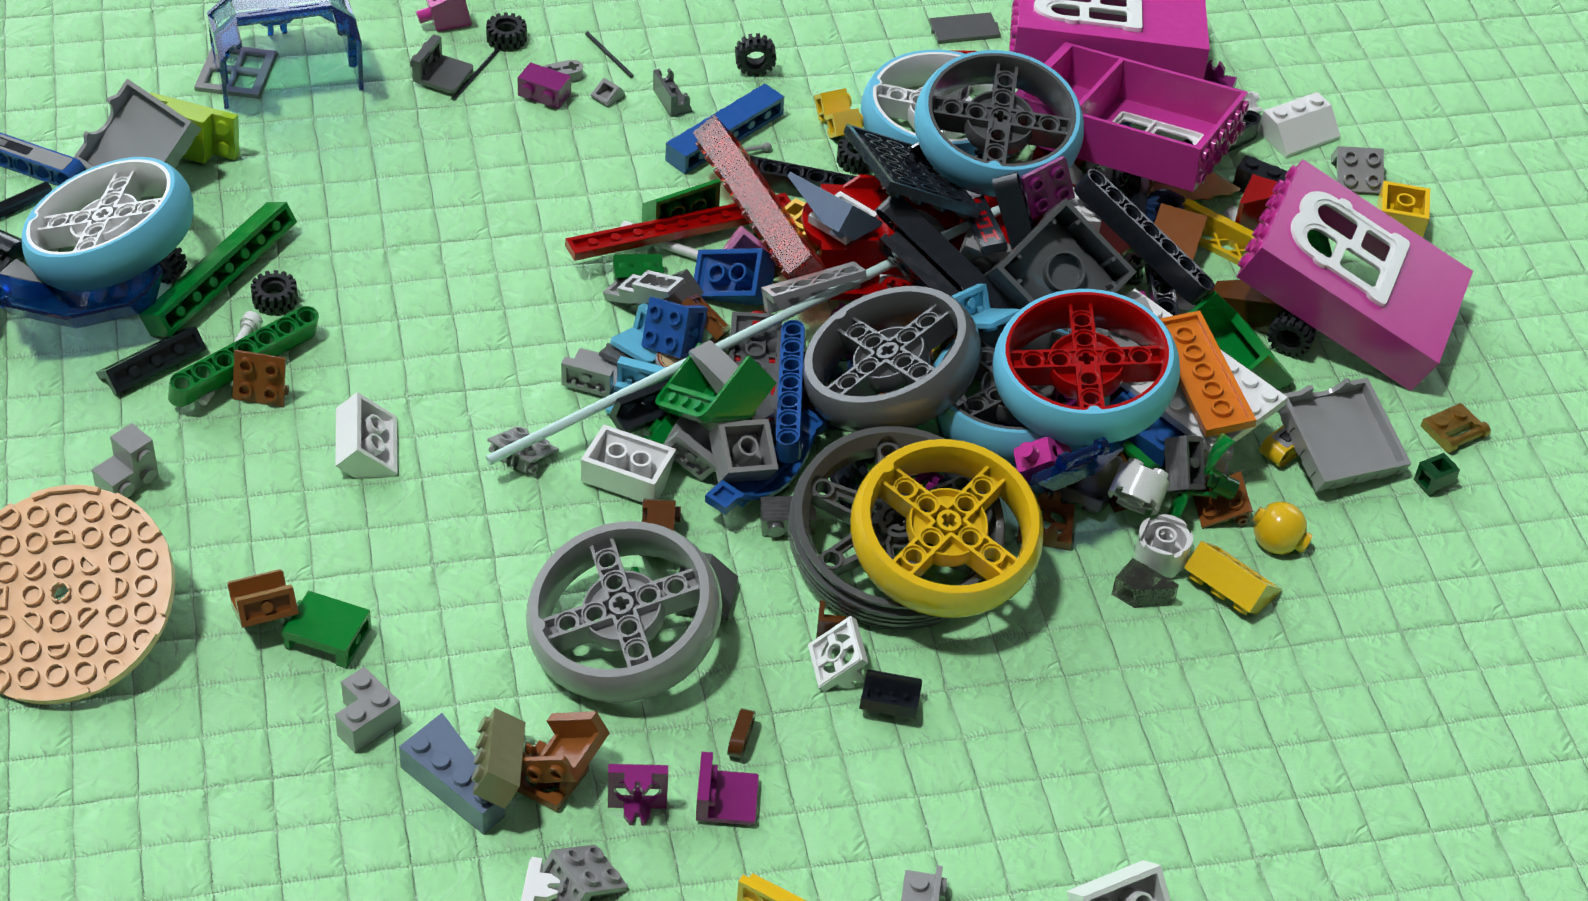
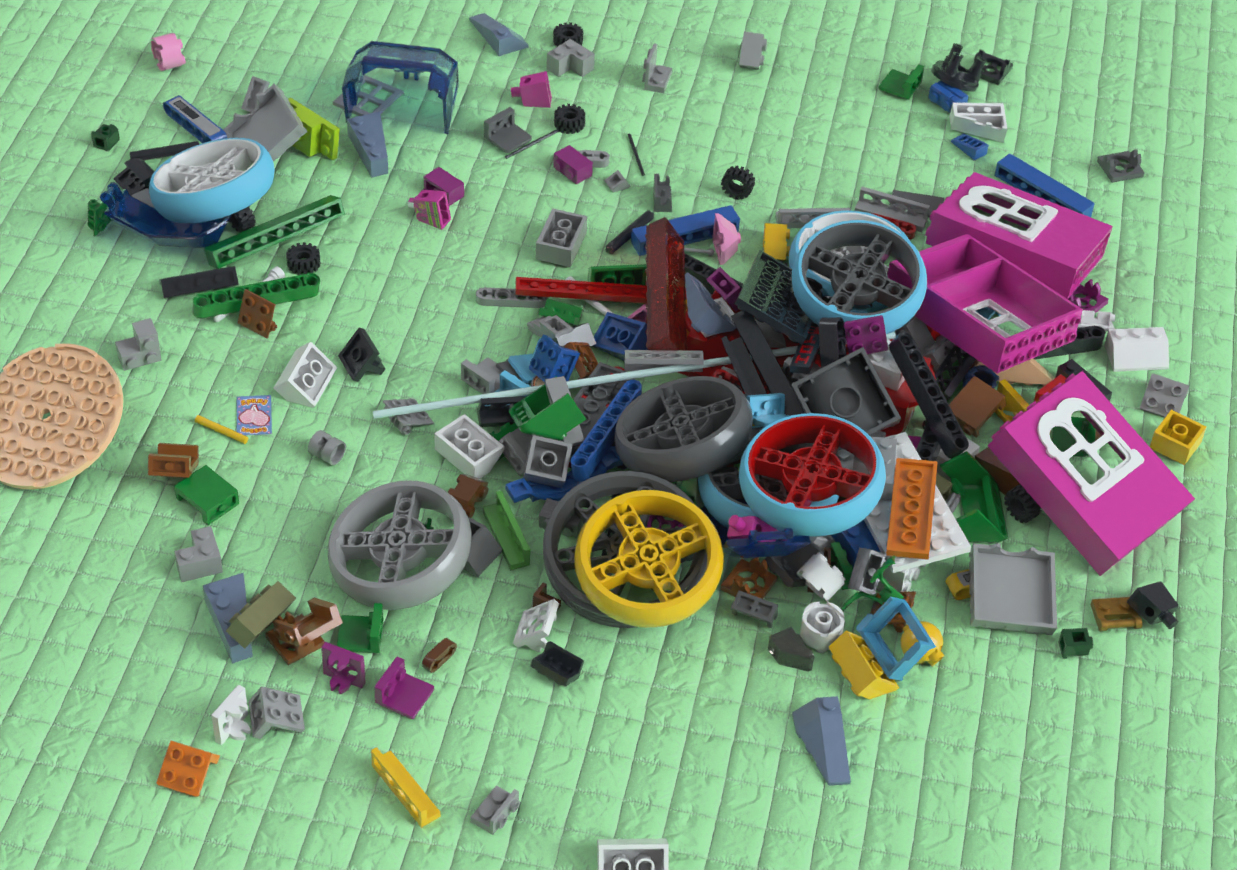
camera: 25 degrees right, 0 degrees up
(92, 103) = (256, 86): none -> light grey tile
(276, 124) = (369, 141): none -> sand blue wedge
(294, 540) = (221, 429): none -> yellow bar
(324, 509) = (254, 415): none -> sticker
(401, 154) = (443, 181): none -> magenta brick
(403, 184) = (431, 208): none -> dark pink torso
(424, 392) = (361, 356): none -> black bracket
(448, 520) = (326, 447): none -> light grey wheel
(531, 275) = (511, 301): none -> light grey beam
(586, 176) = (561, 237): none -> light grey brick
(634, 736) = (362, 632): none -> green bracket
(658, 148) = (626, 234): none -> black axle
(750, 569) = (507, 532): none -> bright green fence
(777, 125) = (725, 238): none -> bright pink slope
(842, 177) = (725, 287): none -> magenta brick
(852, 76) = (799, 217): none -> light grey fence
(943, 41) = (893, 210): none -> light grey fence
(1076, 549) = (755, 608): none -> dark grey hinge
(1217, 523) = (873, 624): none -> dark azure piece
(1237, 669) = (822, 731): none -> sand blue wedge
(1494, 403) = (1154, 604): none -> black torso

